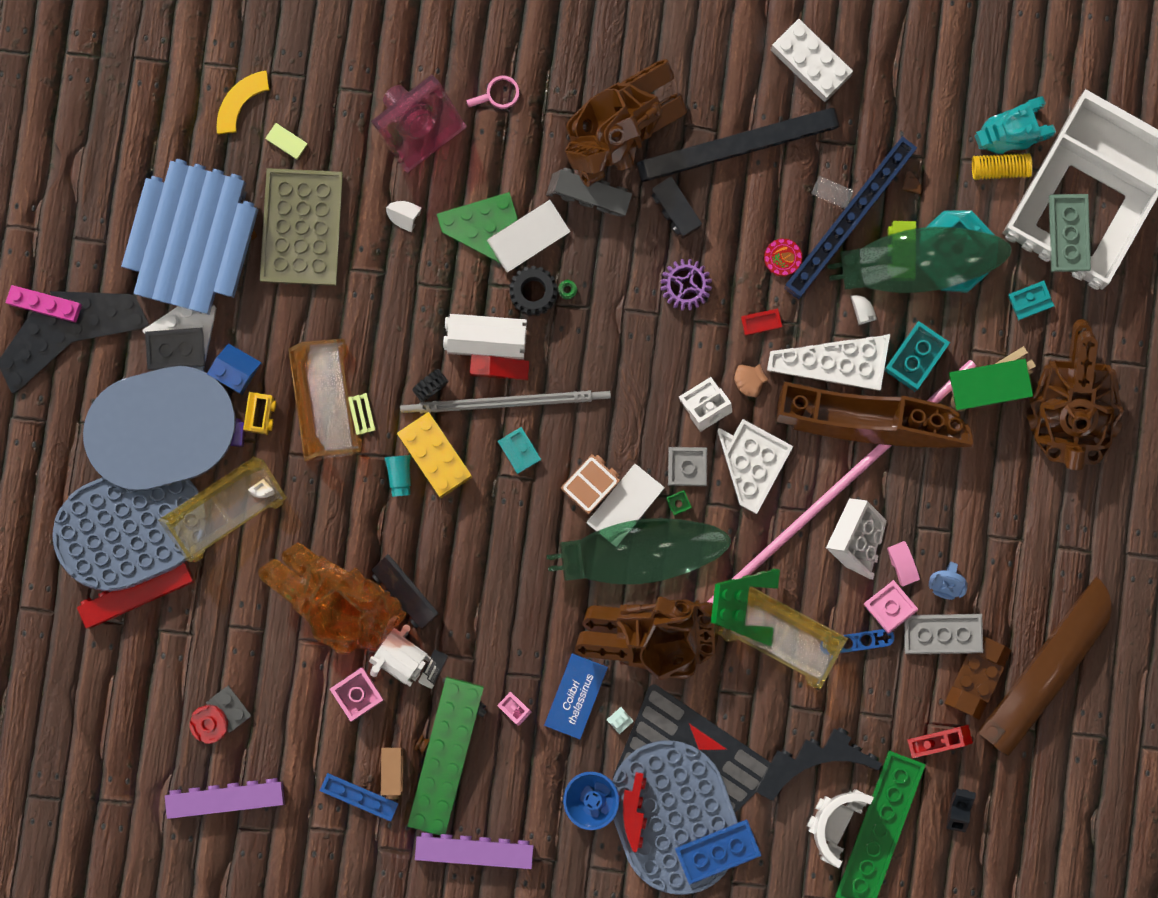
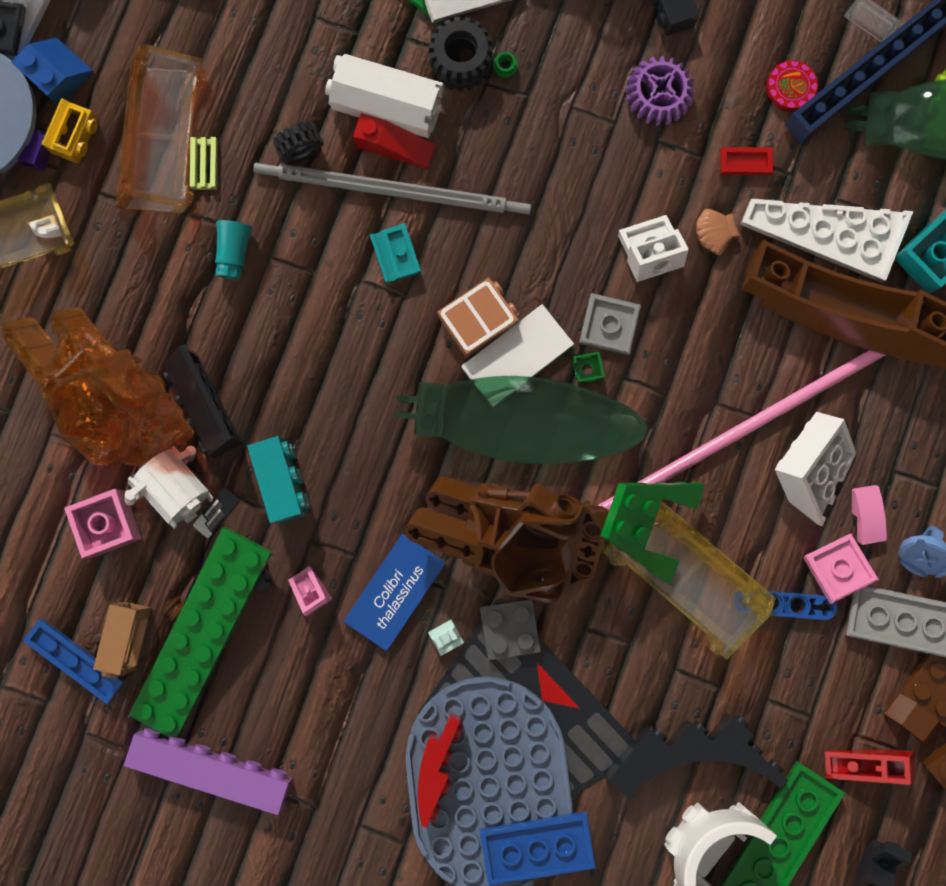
camera: 10 degrees right, 0 degrees up
(434, 455) = (282, 234): yellow brick -> none
(476, 634) = (279, 480): none -> teal brick
(582, 805) = (369, 745): blue piece -> none
(664, 704) = (510, 629): none -> dark grey plate
(753, 462) = (697, 337): white wing -> none
(863, 309) = (882, 174): white brick -> none

